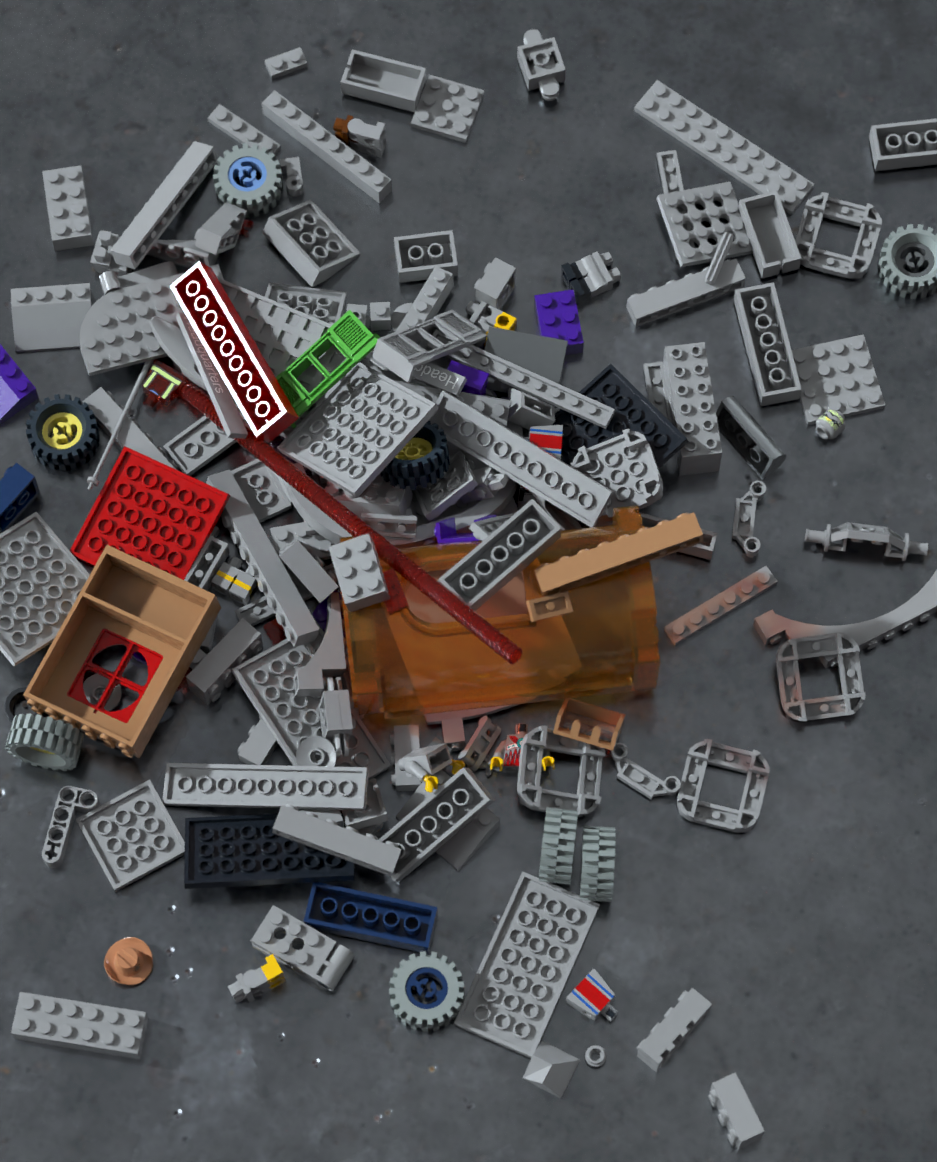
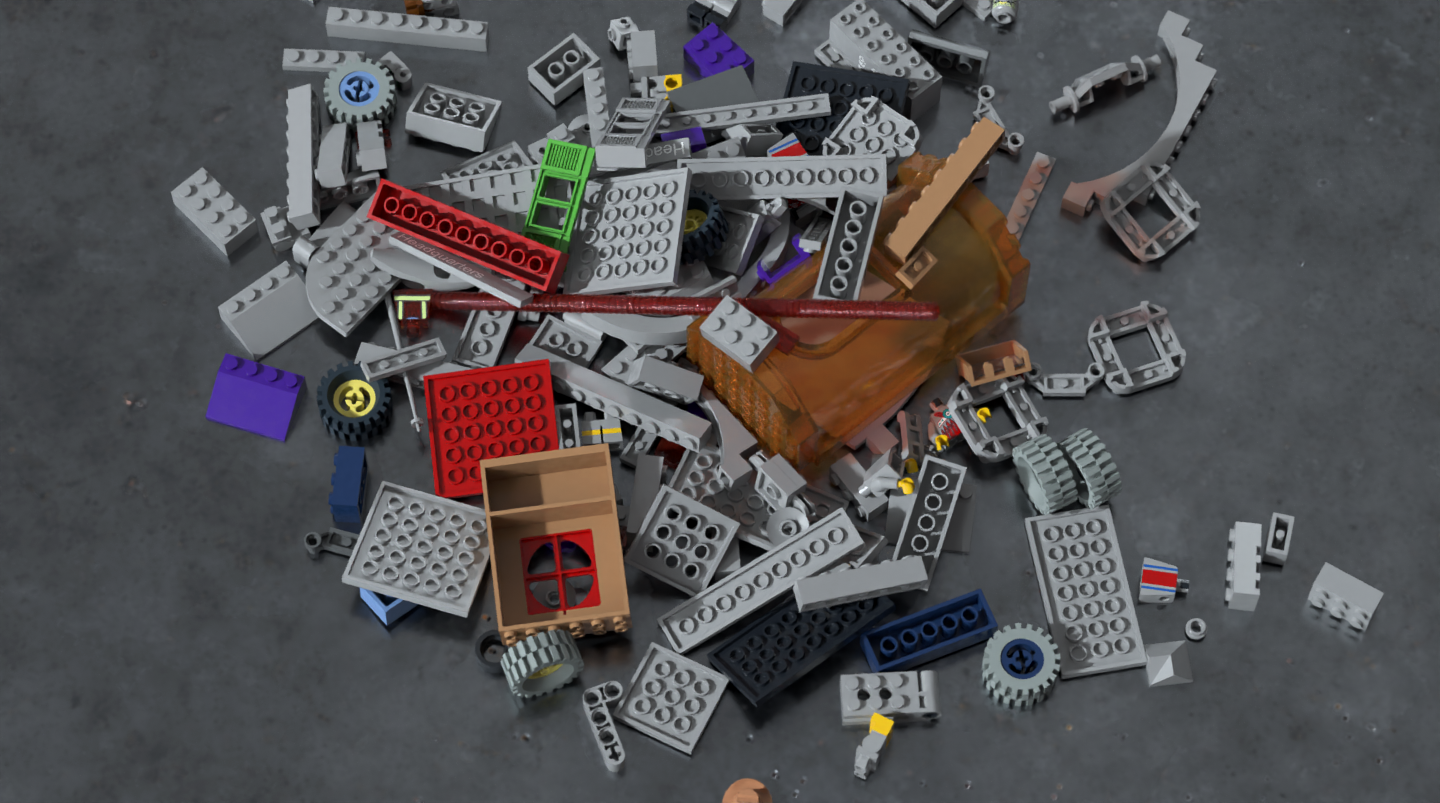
camera: 35 degrees left, 5 degrees down
(118, 423) = (403, 359): none -> light grey plate
(187, 218) = (333, 155): none -> light grey brick
(225, 699) = (657, 517): none -> light grey piece
(498, 249) = (620, 31): none -> light grey brick
(718, 1025) = (1278, 538): none -> light grey brick

